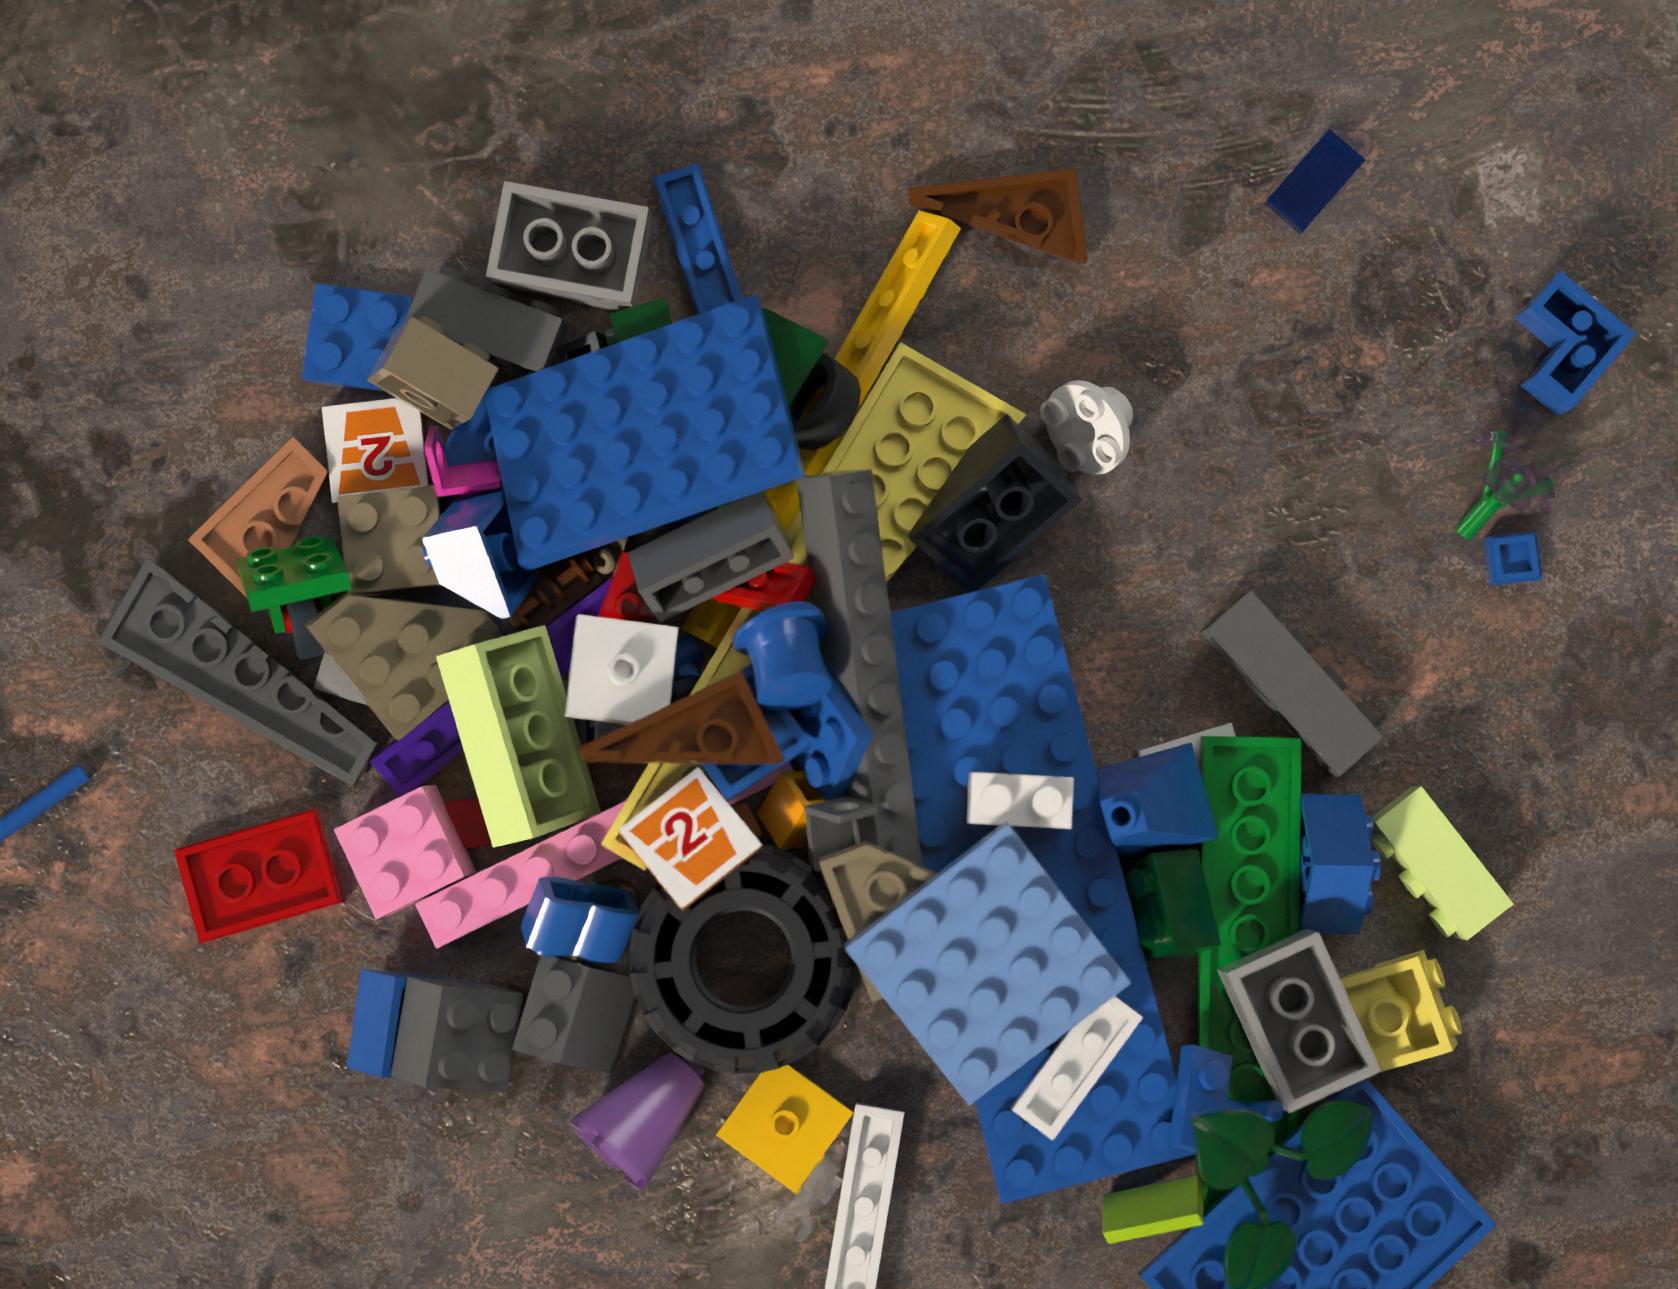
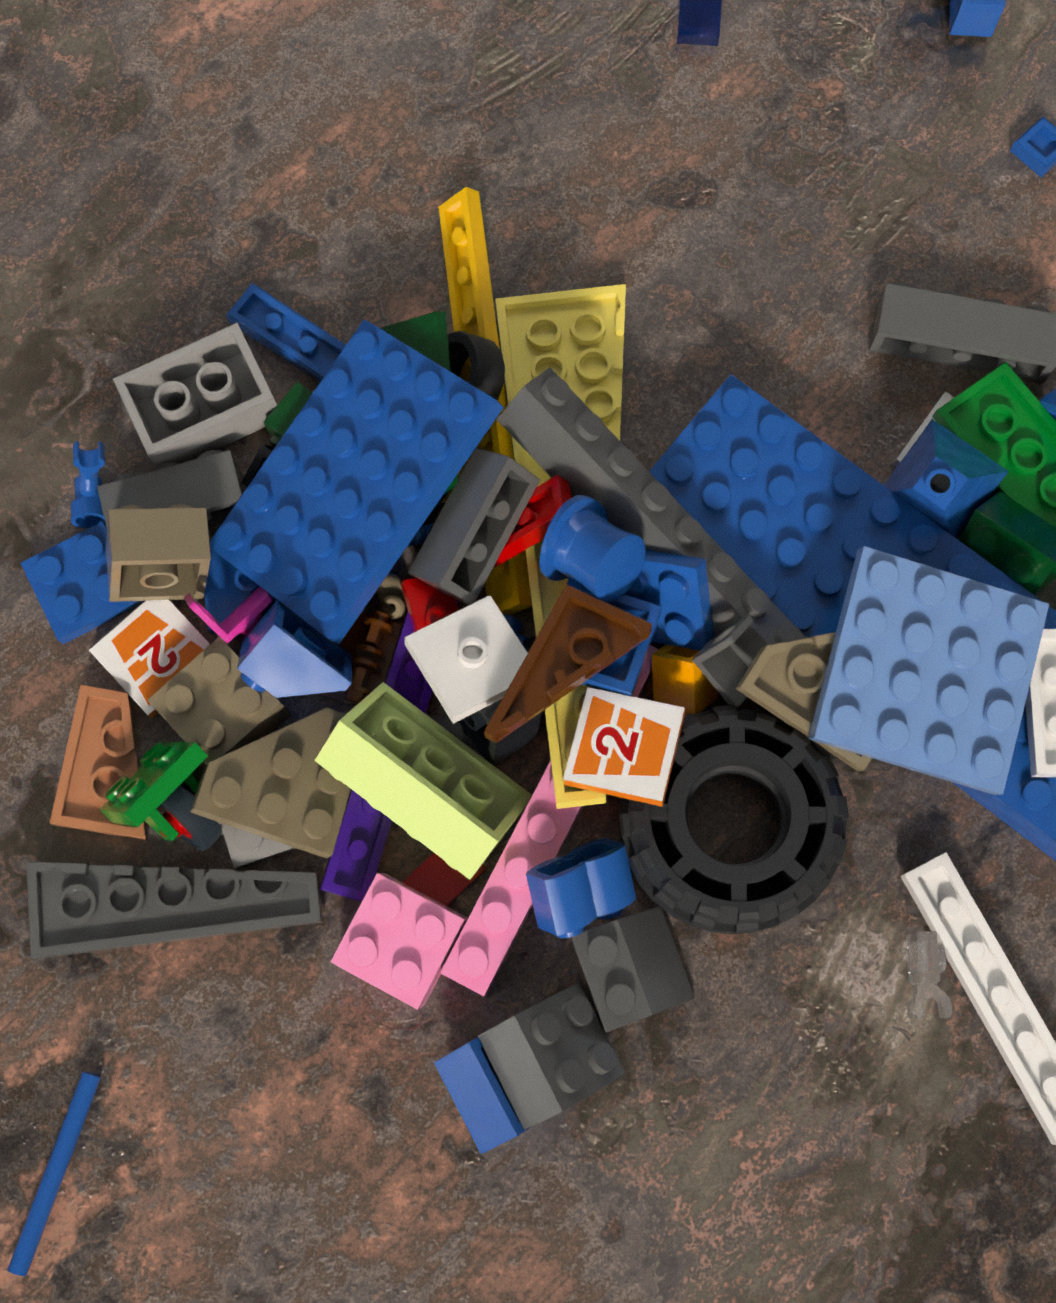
camera: 30 degrees left, 10 degrees down
(259, 875) = (295, 1053): red tile -> none
(408, 272) = (87, 507): none -> blue brick
(642, 1117) = (749, 1013): medium lavender cone -> none
(785, 1124) = (861, 935): yellow plate -> none
(994, 505) = (655, 353): black slope -> none
(1020, 800) = (832, 545): white brick -> none
(1025, 208) = (514, 152): reddish brown wing -> none
(1088, 426) = (677, 258): white plate -> none
(1506, 484) = (1007, 81): plant -> none

